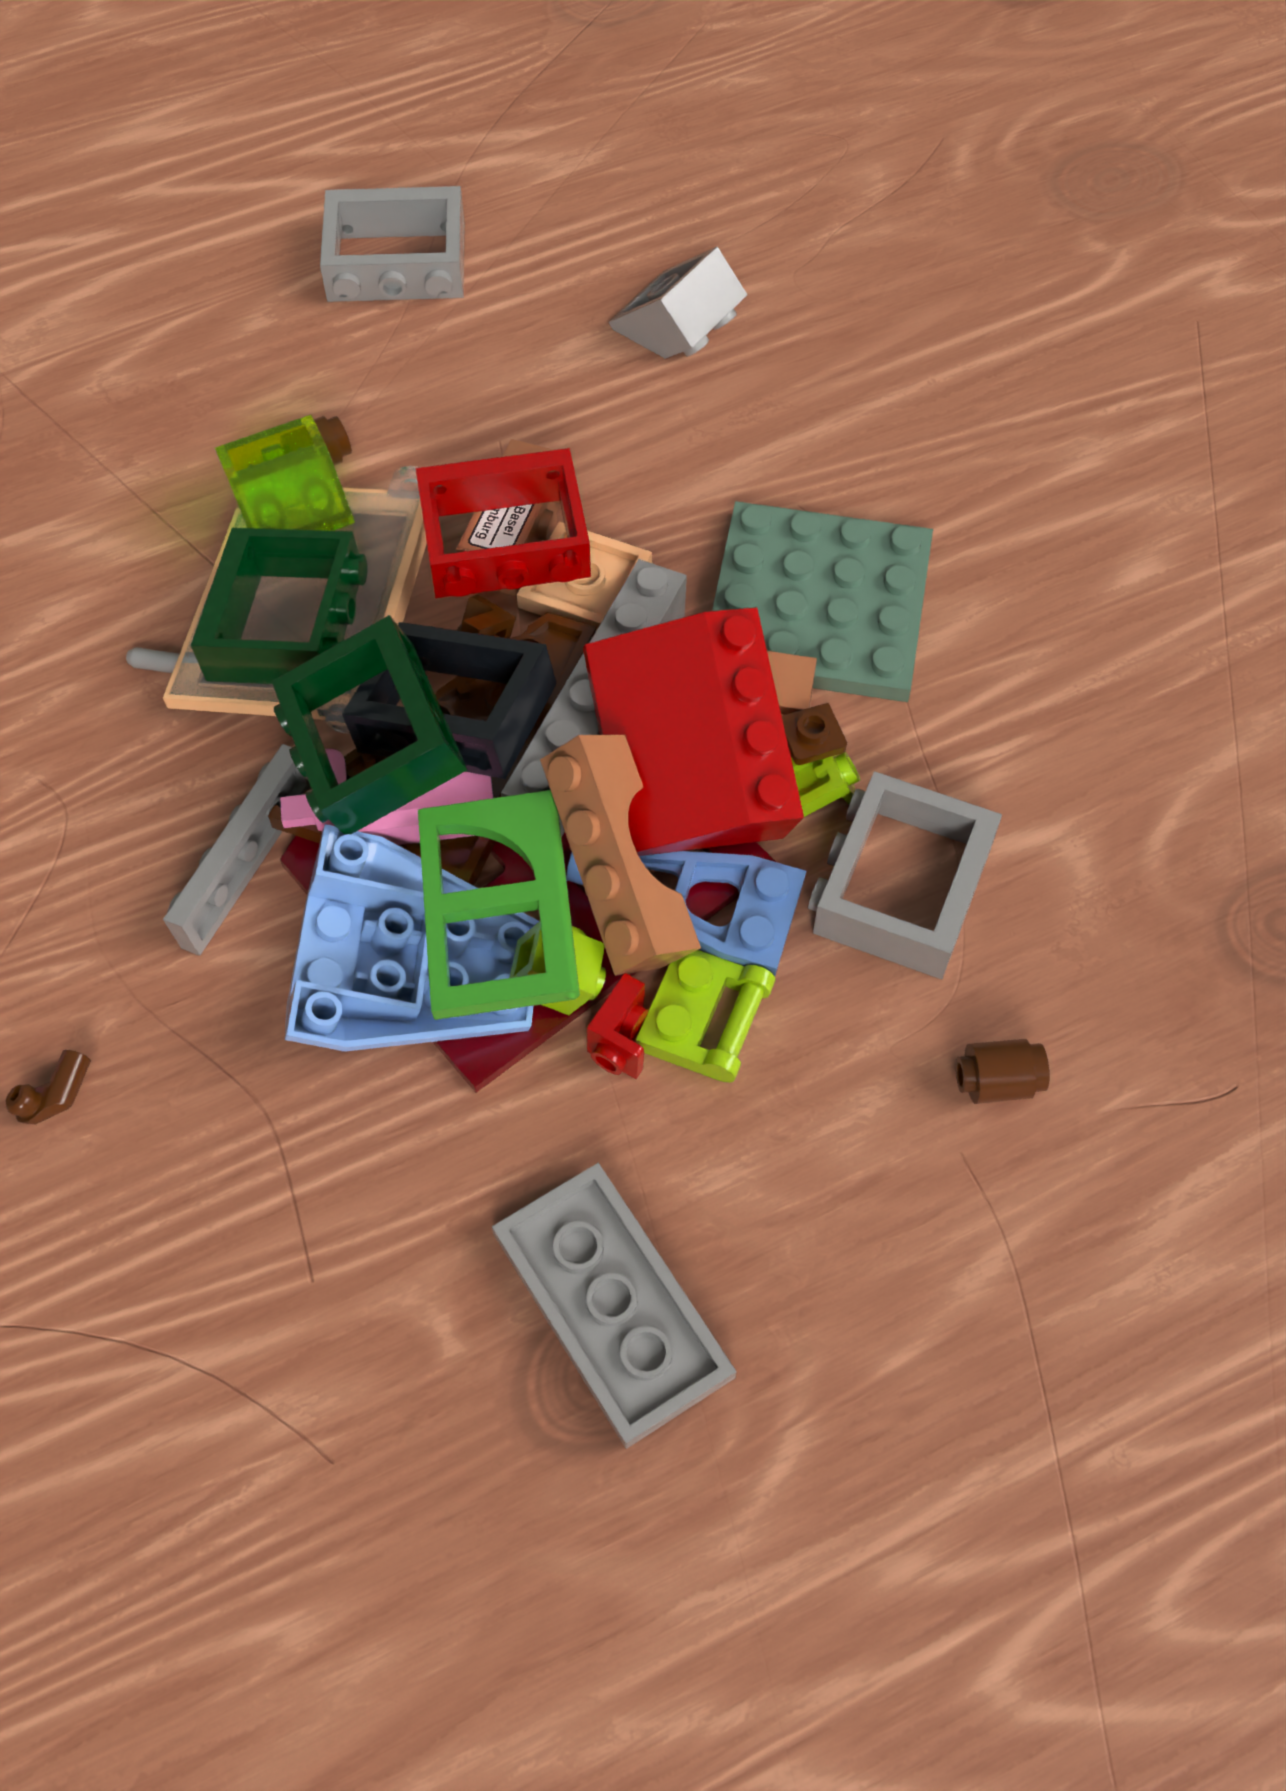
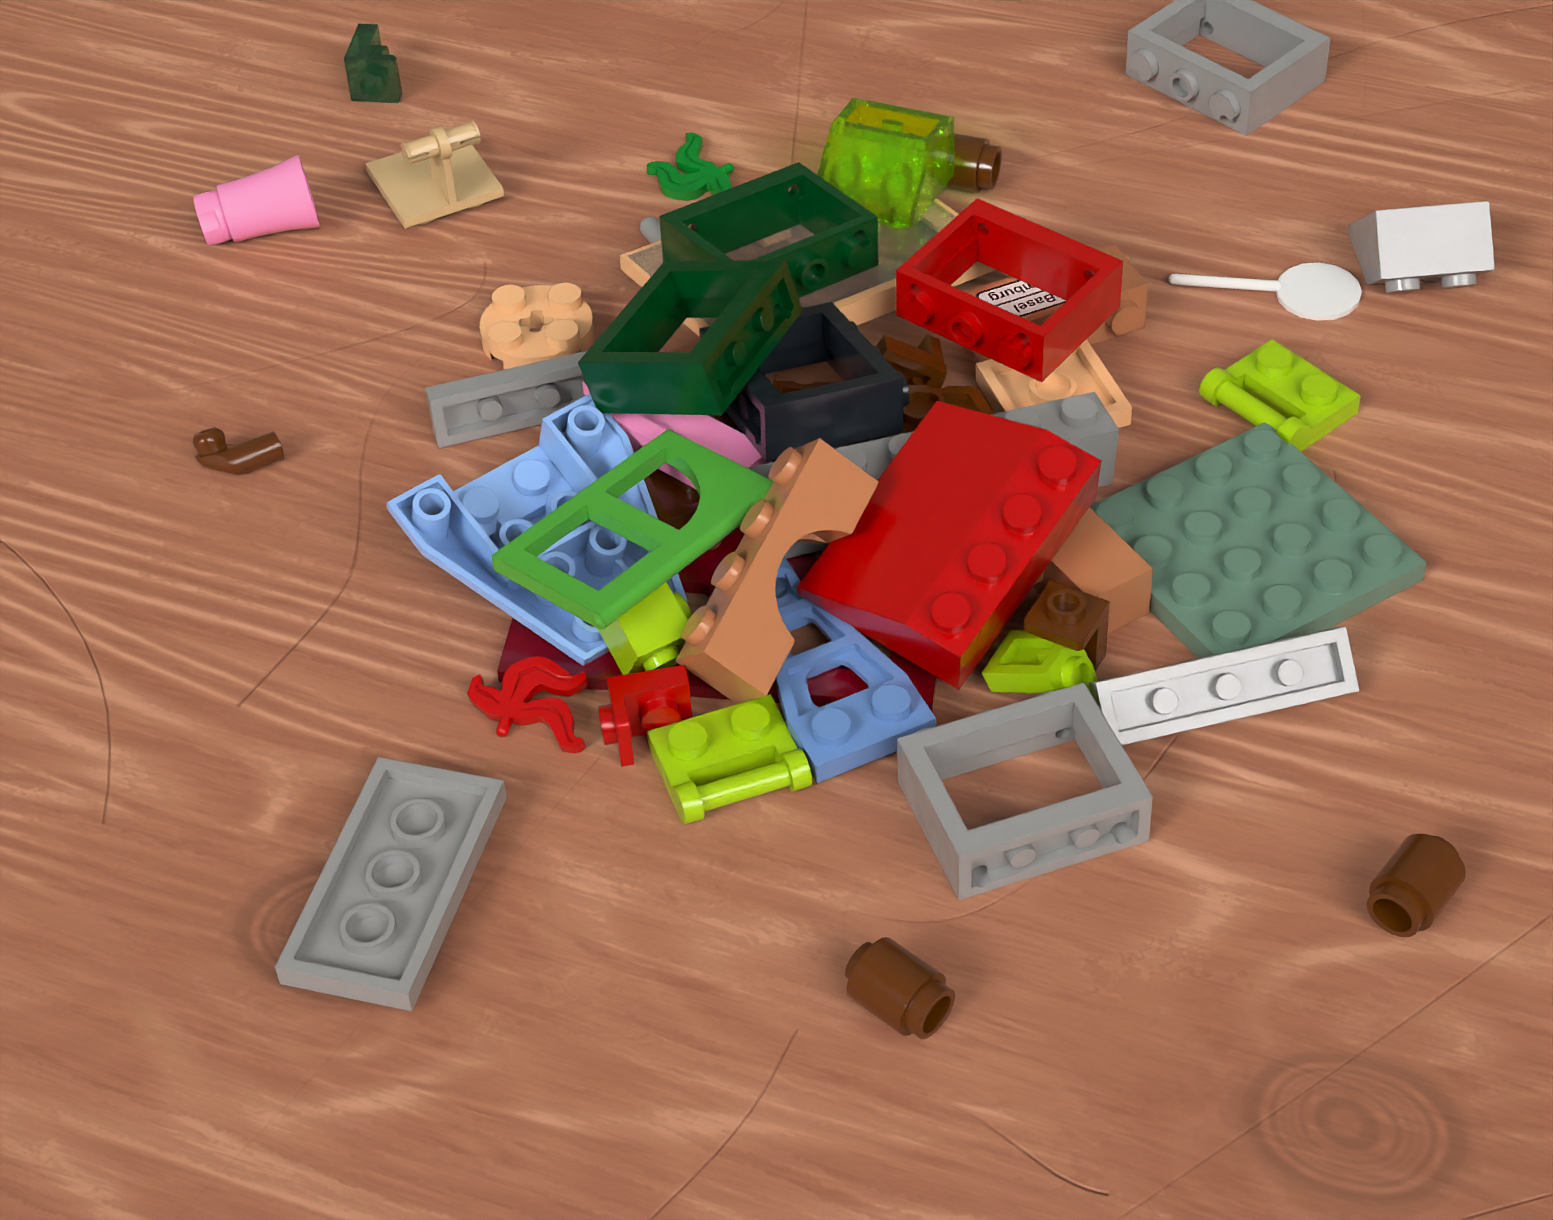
camera: 50 degrees right, 15 degrees down
(126, 588) = (700, 174): none -> green piece
(148, 777) = (556, 309): none -> light nougat plate
(505, 1083) = (519, 686): none -> red piece
(636, 385) = (1306, 290): none -> white piece
(715, 474) = (1283, 392): none -> lime plate
(932, 700) = (1227, 685): none -> plate
(1172, 746) = (1415, 885): none -> reddish brown brick

